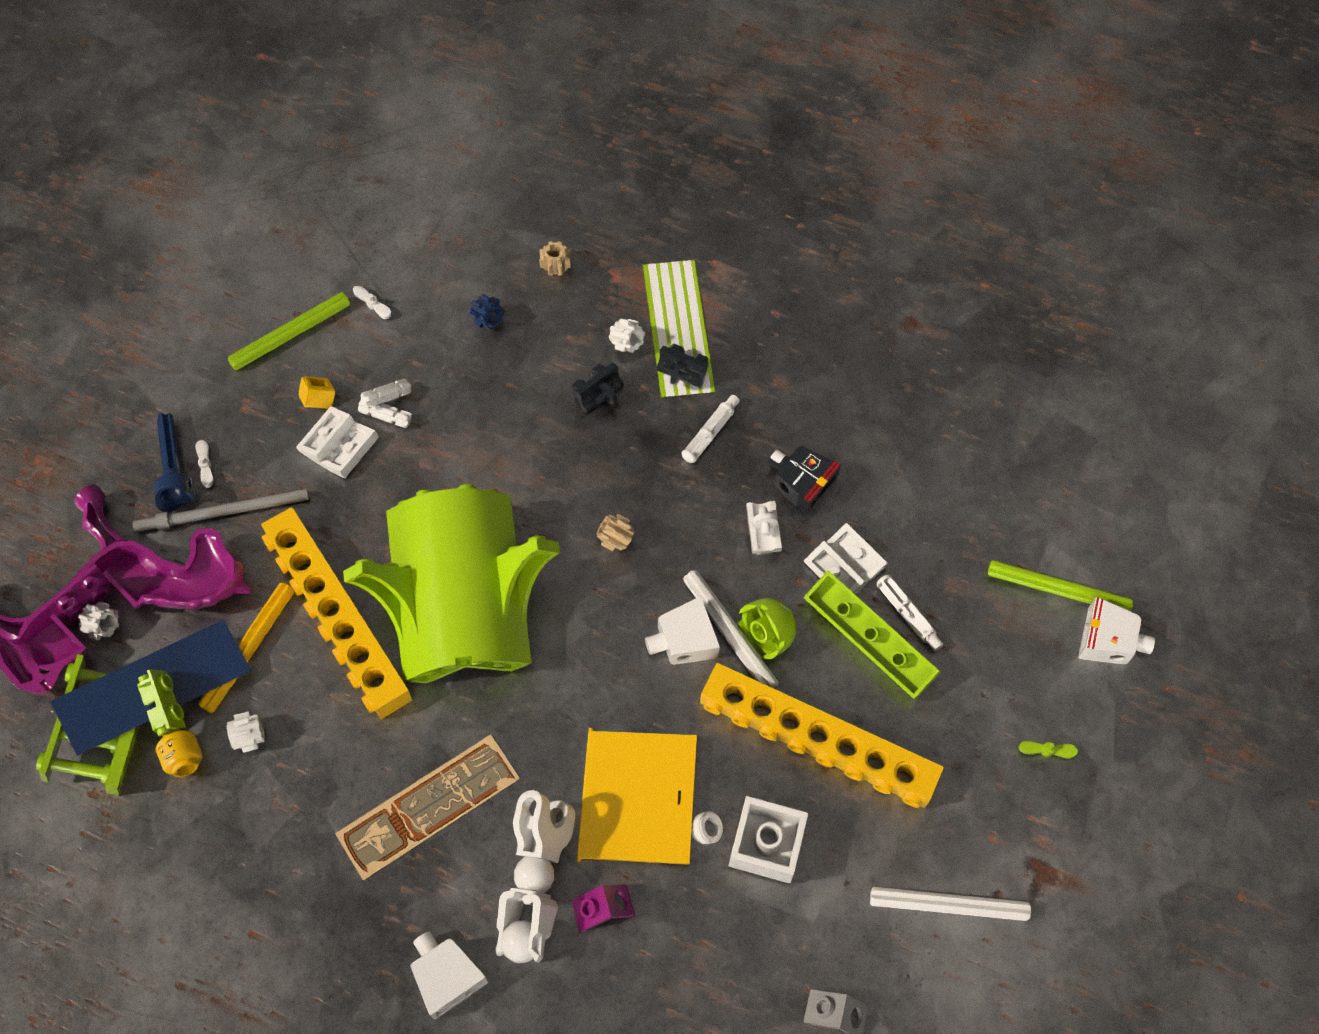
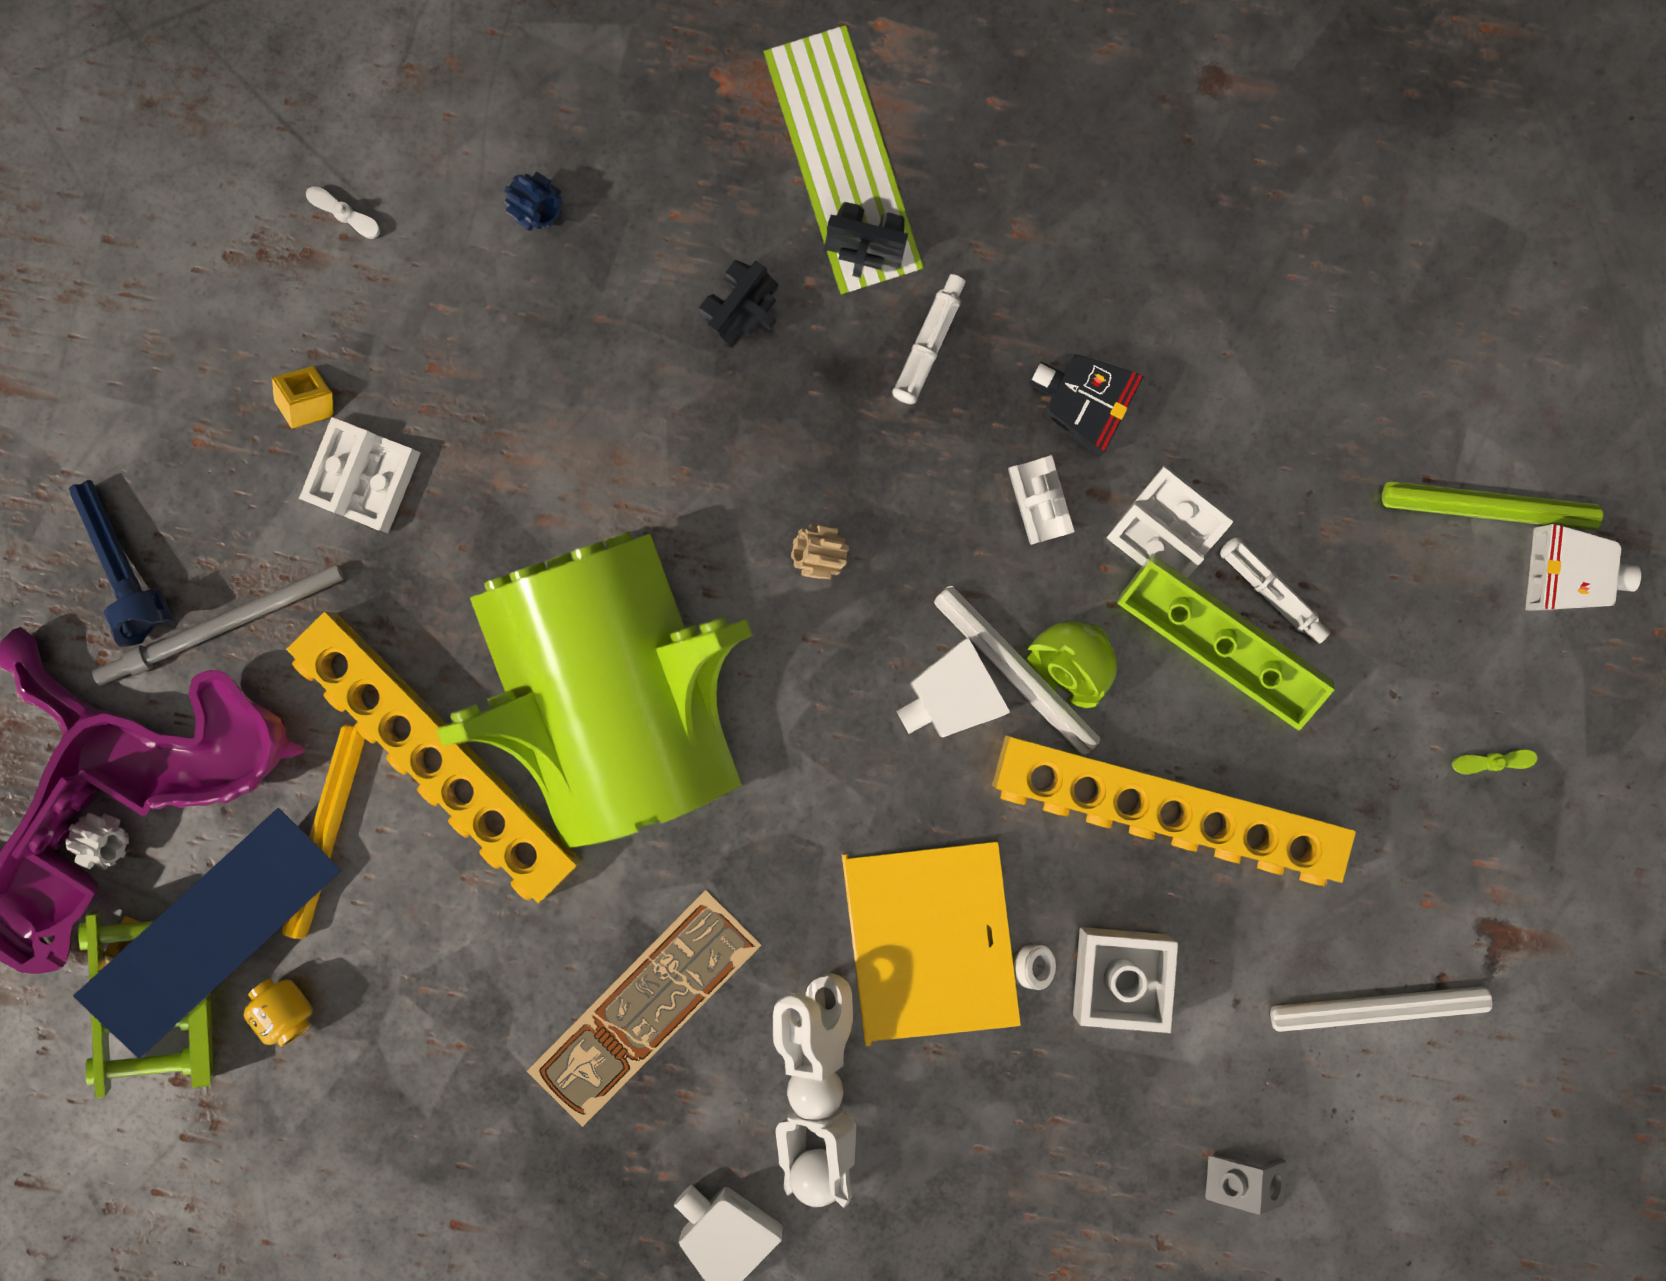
camera: 10 degrees left, 25 degrees up
(158, 688) = (244, 971): lime hinge -> none
(204, 463) = (168, 551): white piece -> none
(245, 731) = (362, 963): white gear -> none
(288, 331) = (226, 292): lime axle -> none
(386, 393) = (411, 381): white axle -> none
(387, 414) = (418, 410): white axle -> none
(555, 258) = (619, 60): tan gear -> none
(600, 906) = (911, 1110): magenta bracket -> none
(626, 335) = (766, 201): white gear -> none

